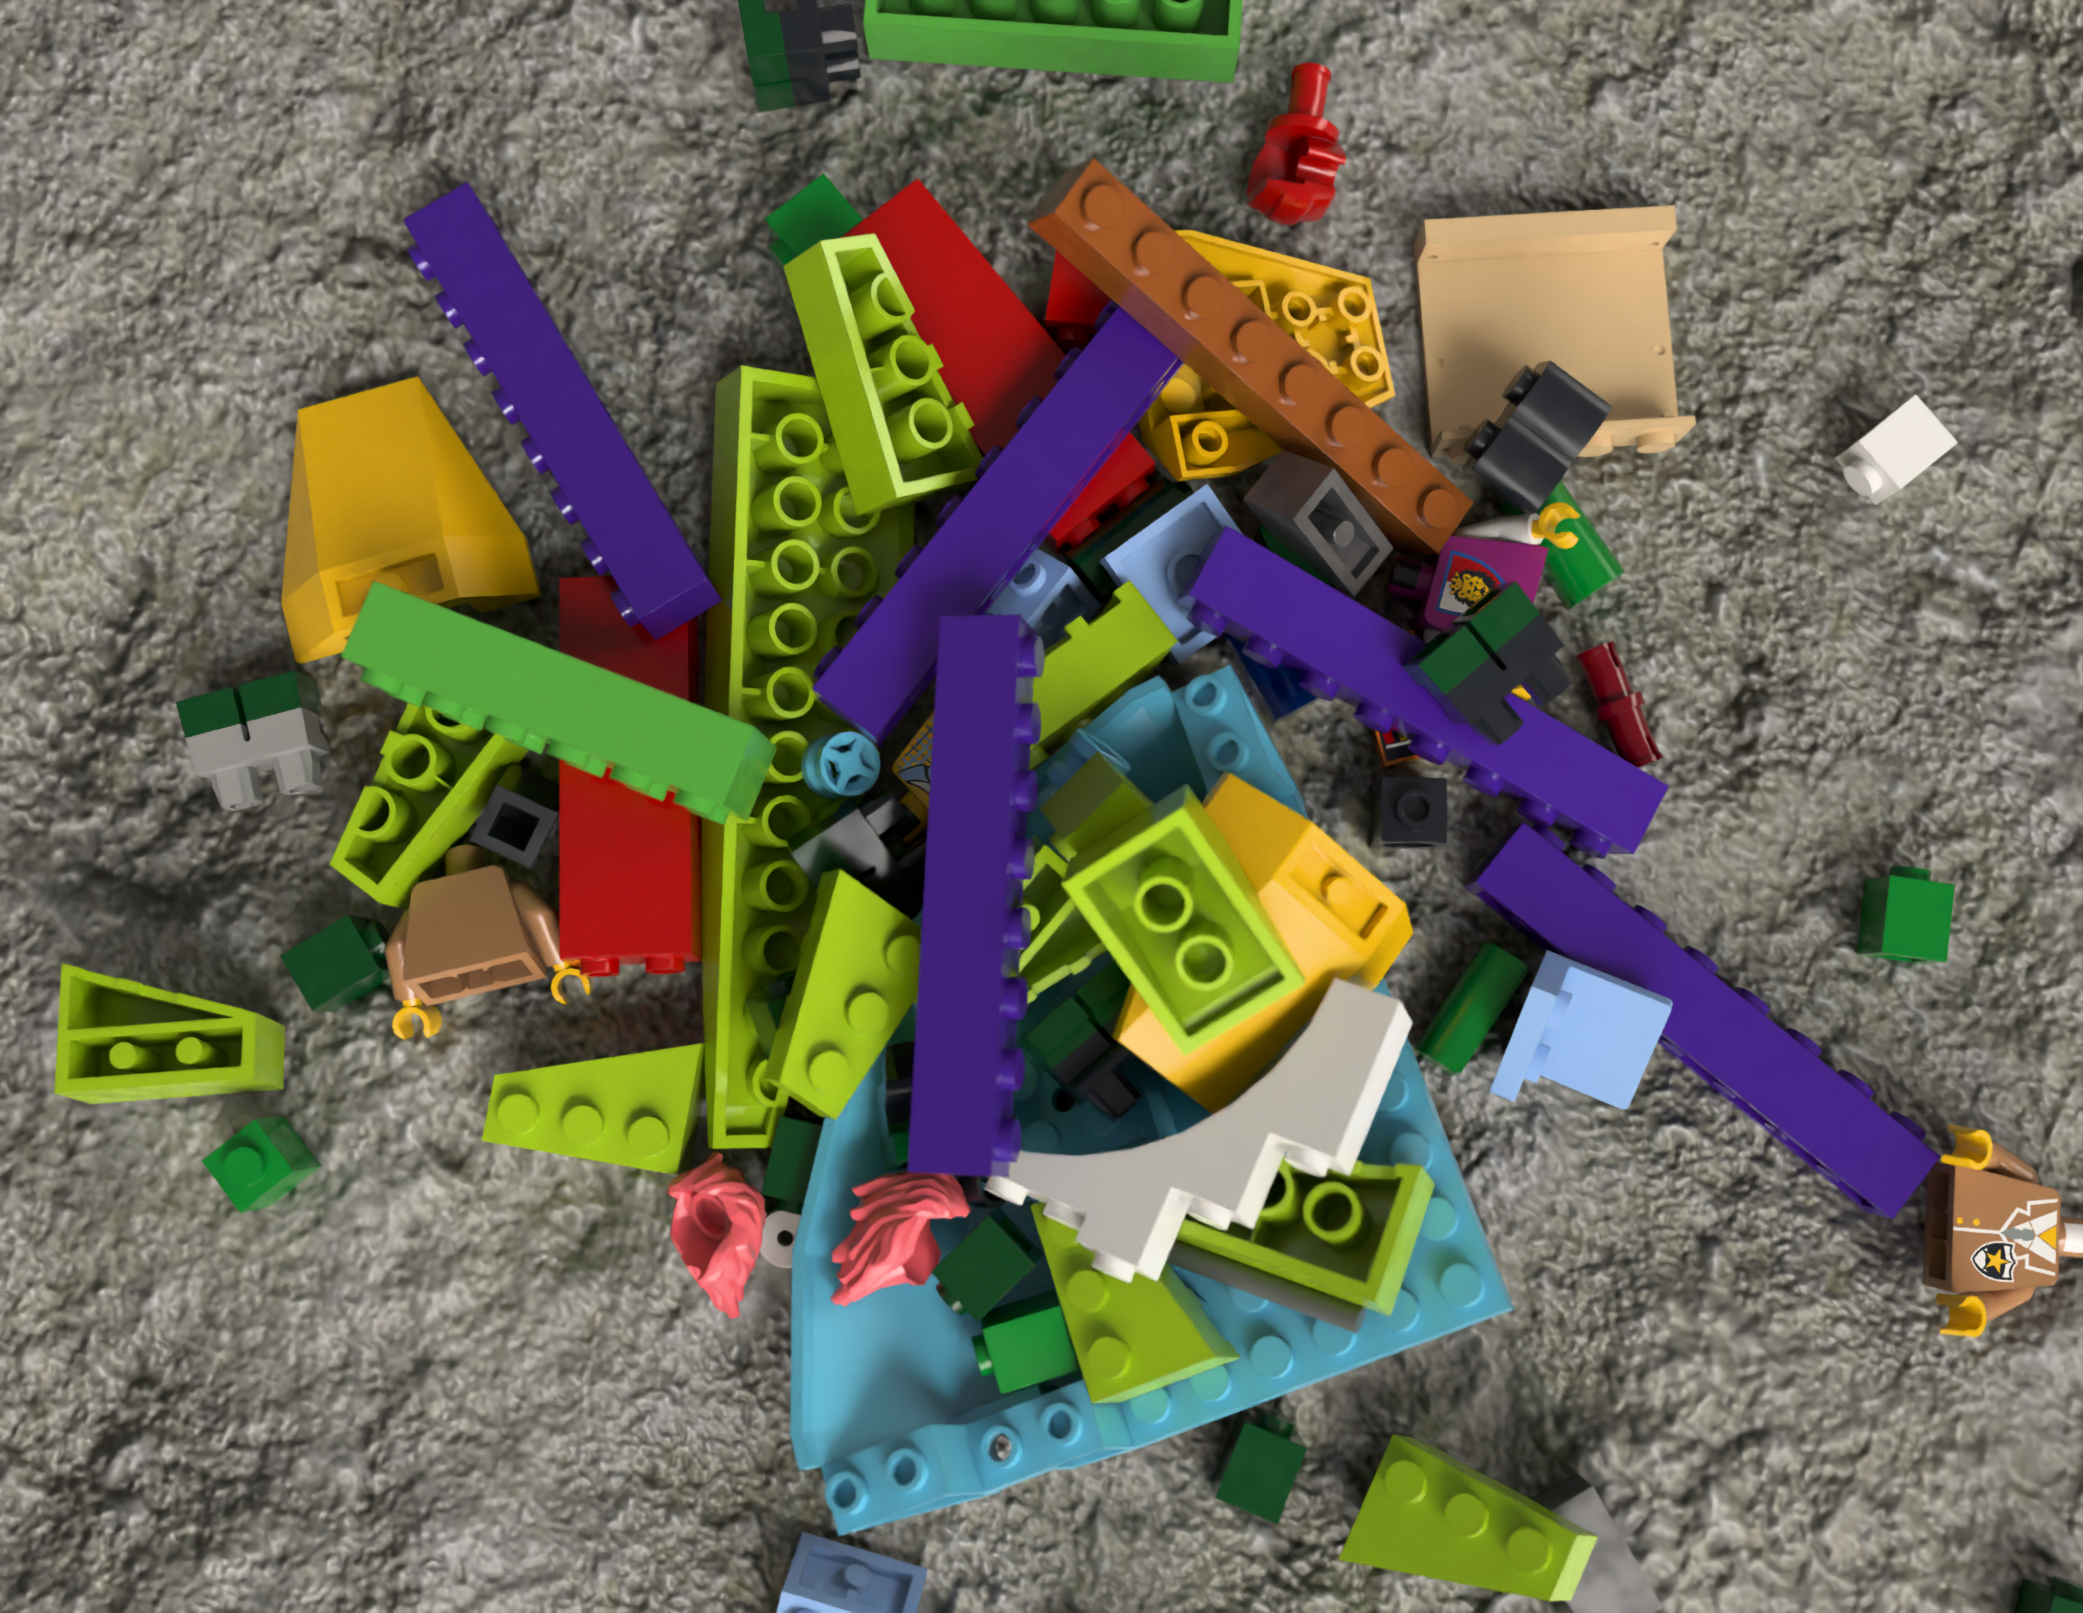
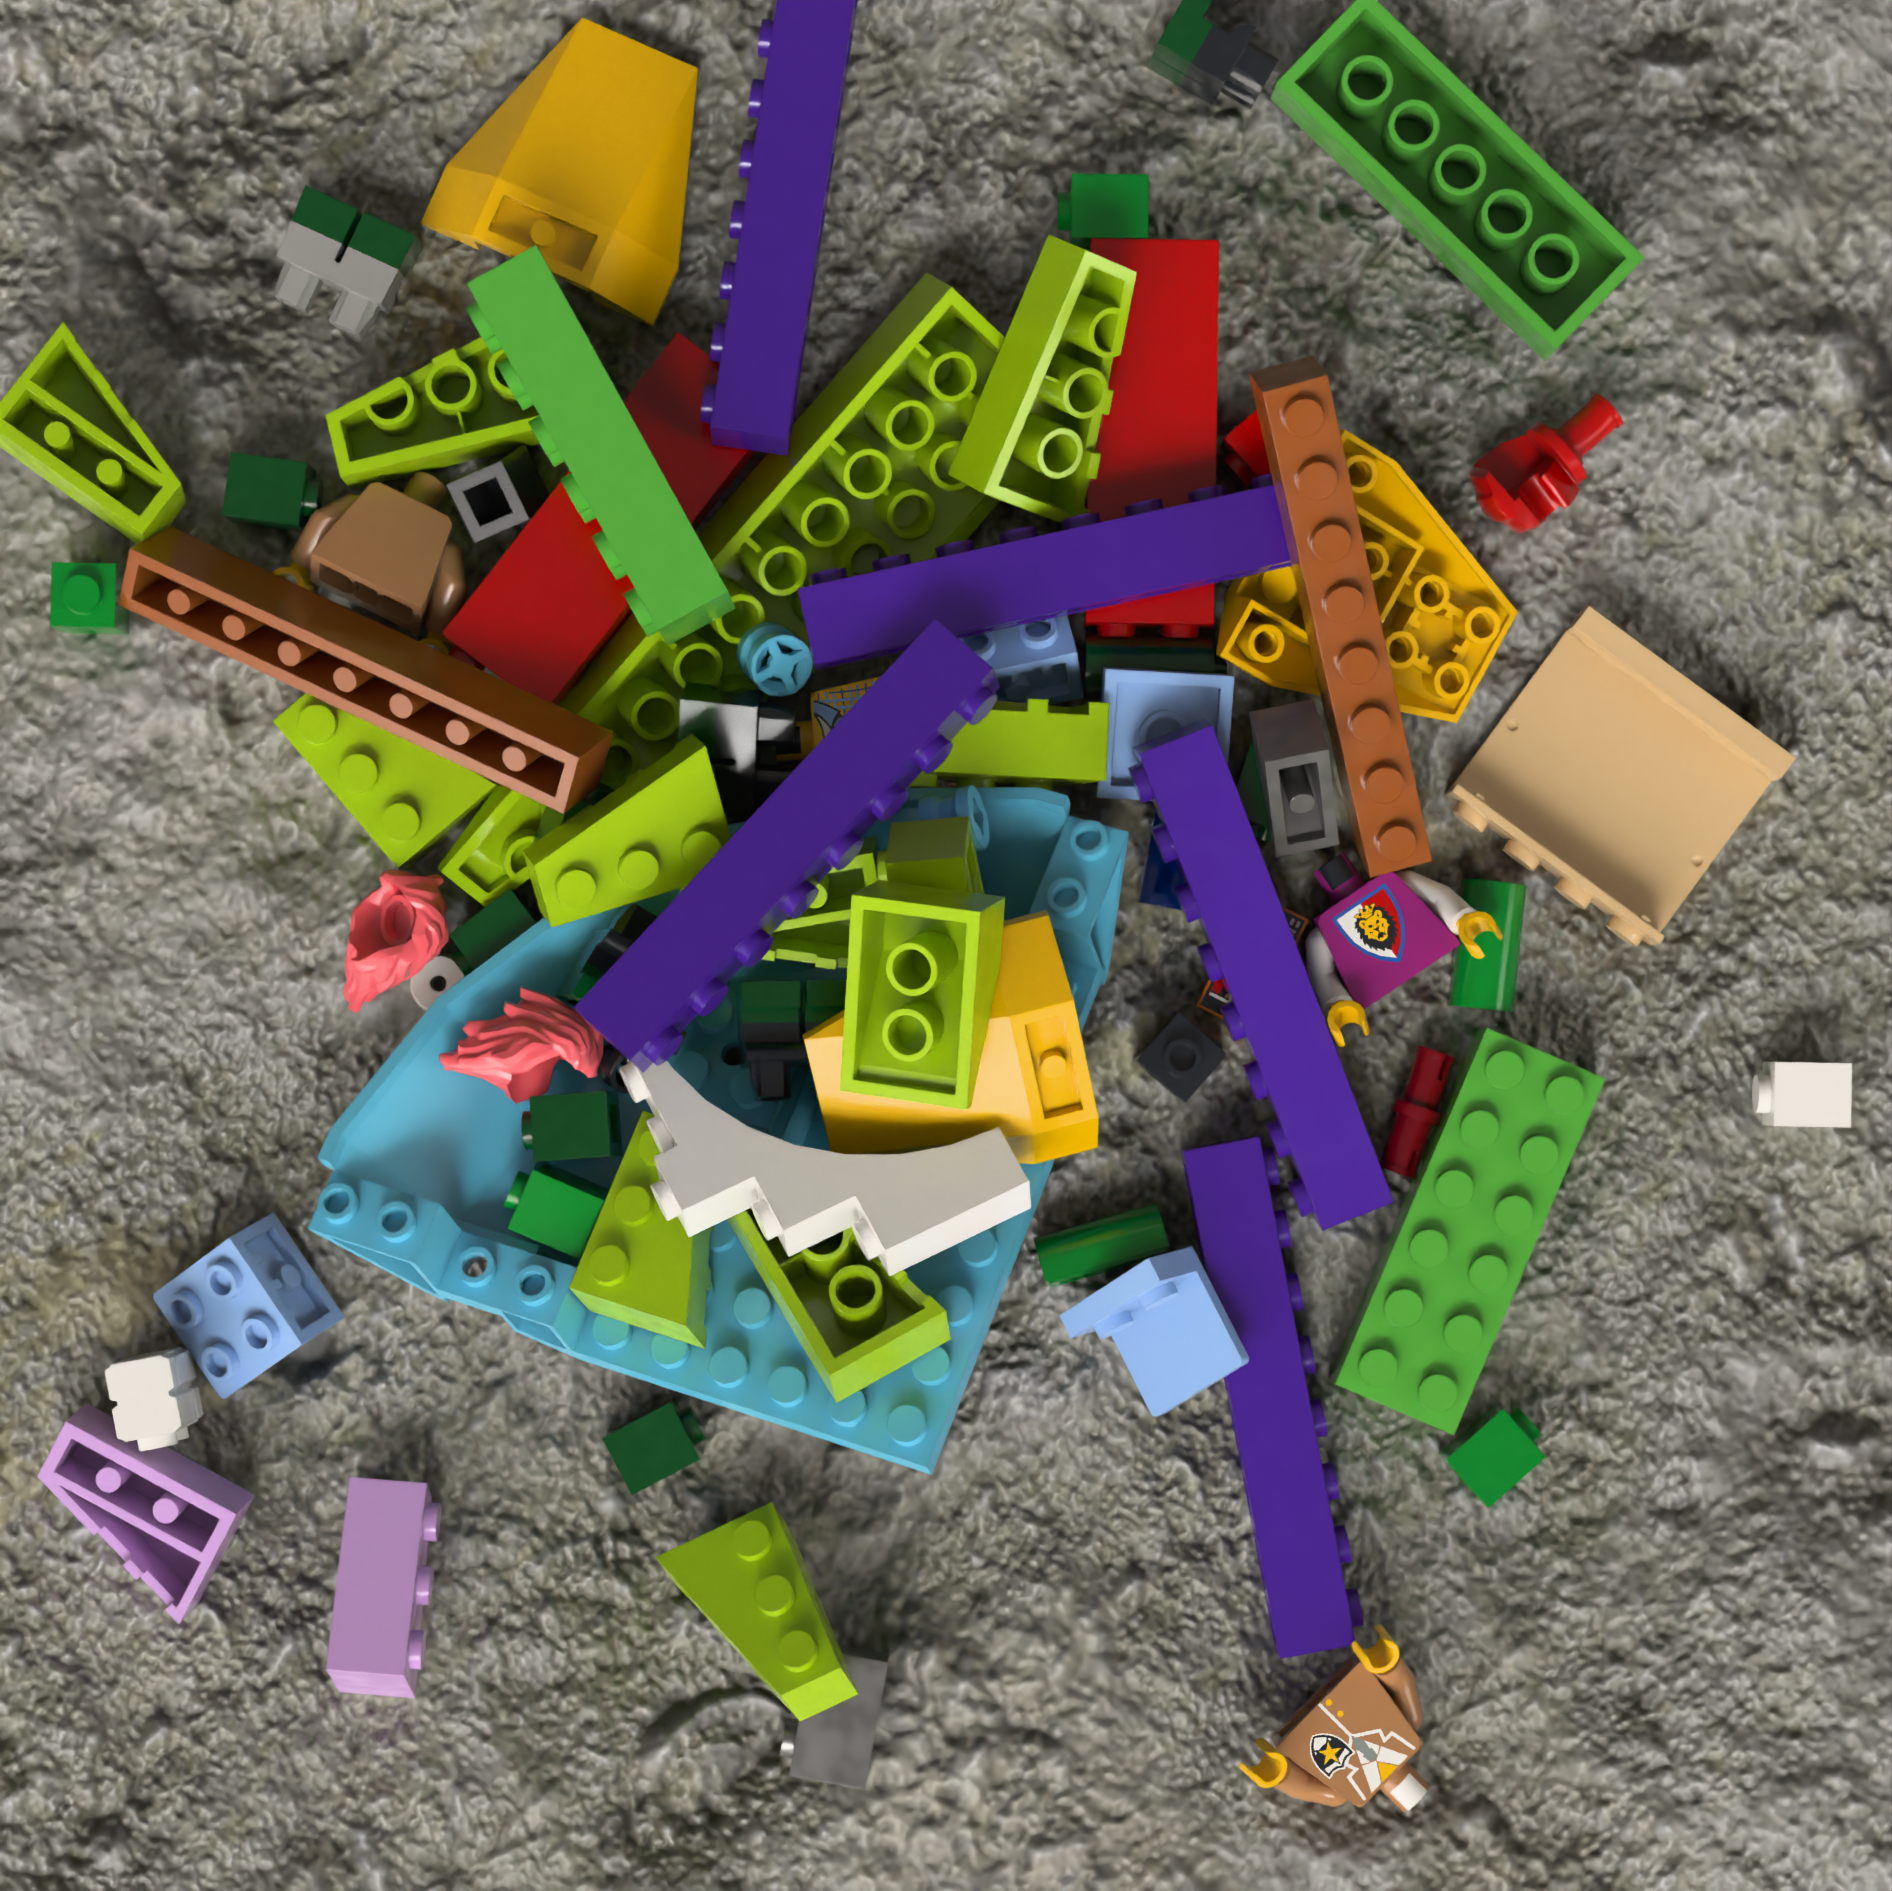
camera: 35 degrees right, 5 degrees up
(522, 1036) = (366, 669): none -> dark orange brick
(1268, 1286) = (767, 1312): dark grey bar -> none
(1486, 657) = (1352, 1001): hips -> none
(1535, 436) = (1518, 848): black brick -> none
(1738, 764) = (1466, 1229): none -> bright green brick

